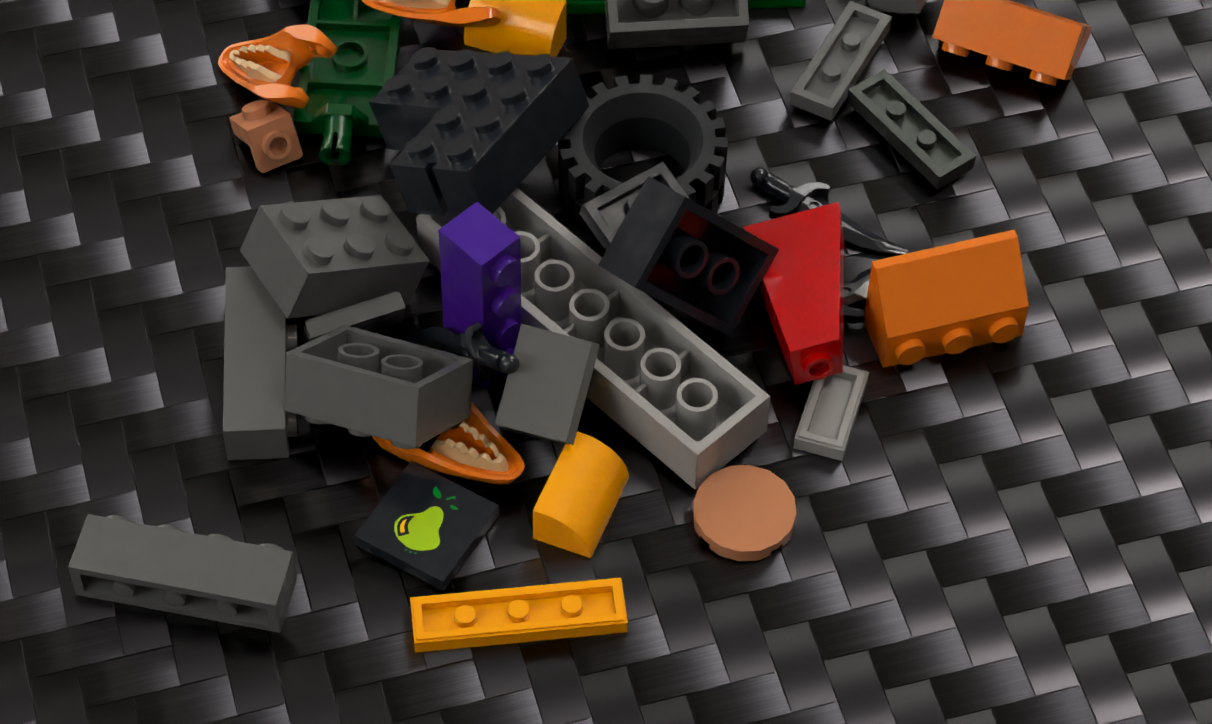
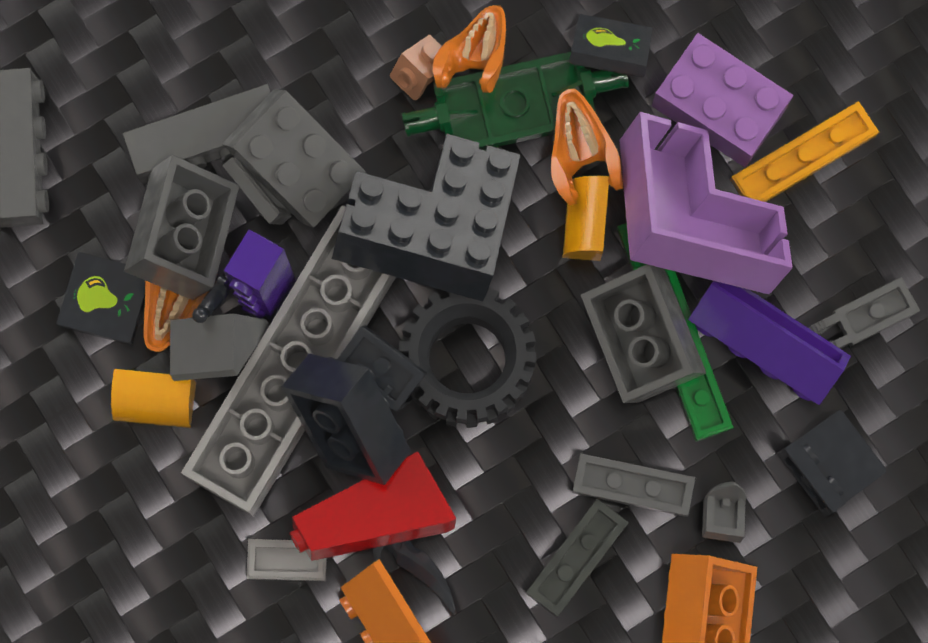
camera: 75 degrees right, 25 degrees up
(518, 615) = (49, 384): light orange tile -> none
(744, 512) = (175, 519): nougat tile -> none
(801, 199) = (474, 509): black piece -> none

